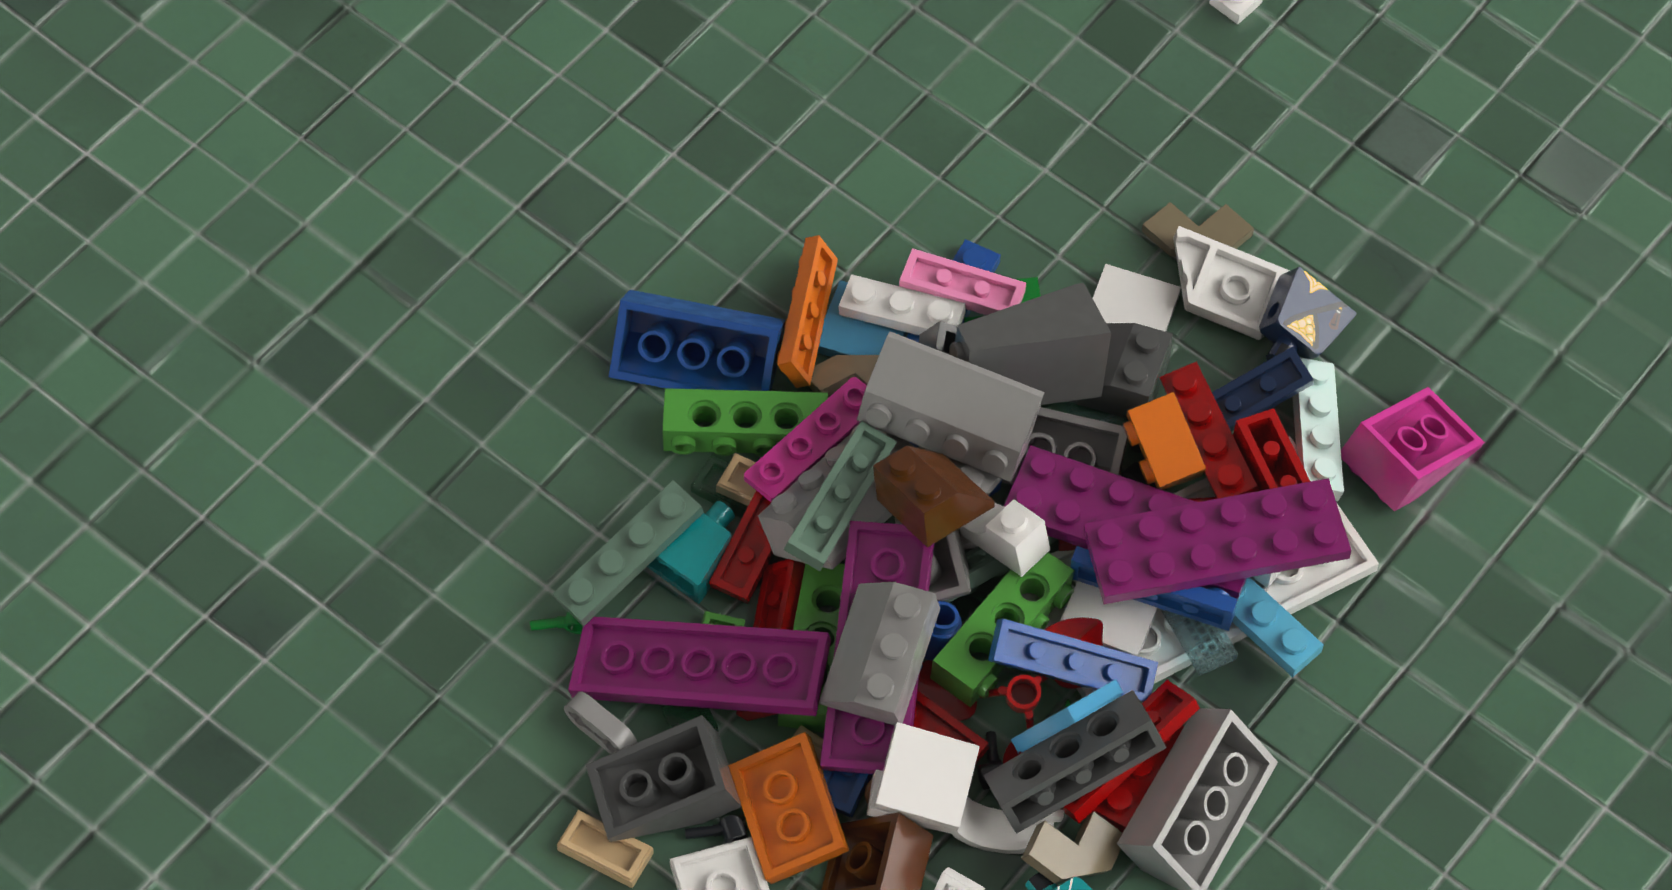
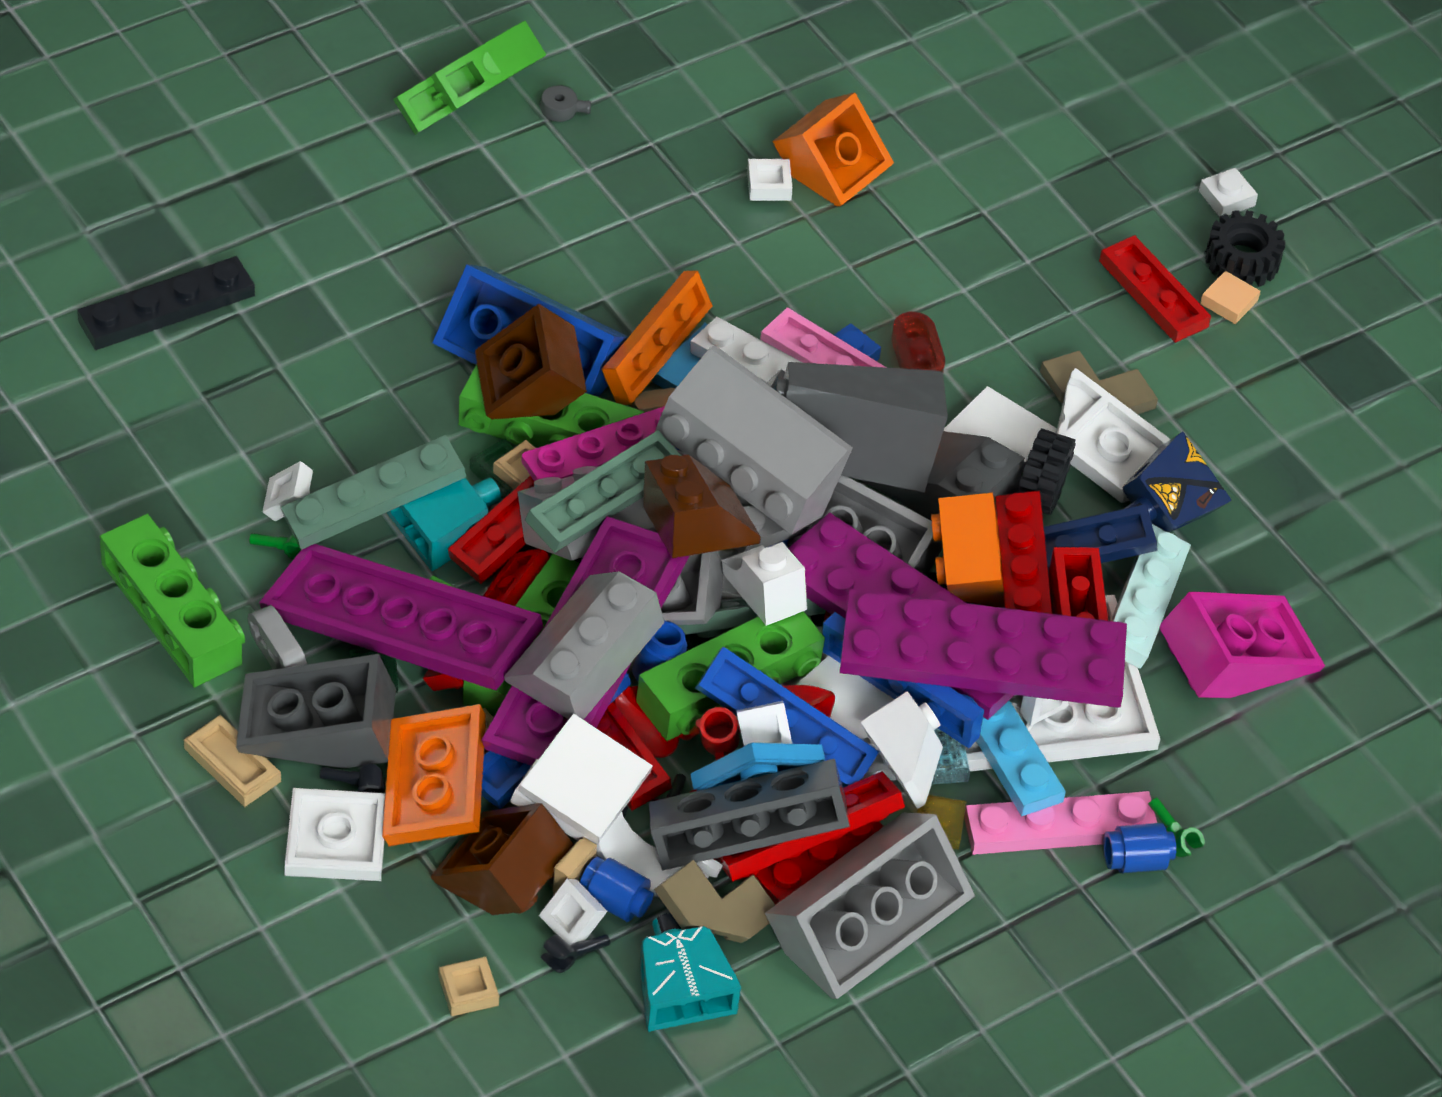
camera: 15 degrees right, 10 degrees down
(358, 414) = (166, 302): none -> black plate
(532, 756) = (172, 599): none -> bright green brick
(538, 97) = (469, 77): none -> bright green slope
(546, 571) = (286, 488): none -> white plate
(624, 94) = (561, 104): none -> dark grey piece
(717, 386) = (531, 367): none -> reddish brown slope
(839, 115) = (769, 179): none -> white plate
(884, 66) = (835, 149): none -> orange slope
(940, 854) = (574, 862): none -> tan tile
(983, 861) = (618, 888): none -> blue brick
(1034, 249) = (924, 349): none -> clear red plate
(1063, 681) = (764, 724): none -> white plate
(1180, 648) = (907, 743): none -> white slope
(1191, 334) = (1048, 467): none -> black tyre
(1211, 118) = (1155, 288): none -> red plate
(1223, 695) = (950, 815): none -> clear yellow plate
(1267, 69) = (1246, 232): none -> black tyre
(1276, 104) = (1230, 297): none -> light nougat tile
(1337, 664) = (1067, 824): none -> bright pink plate
(1399, 673) = (1139, 848): none -> blue brick
(1424, 648) = (1192, 835): none -> green hand

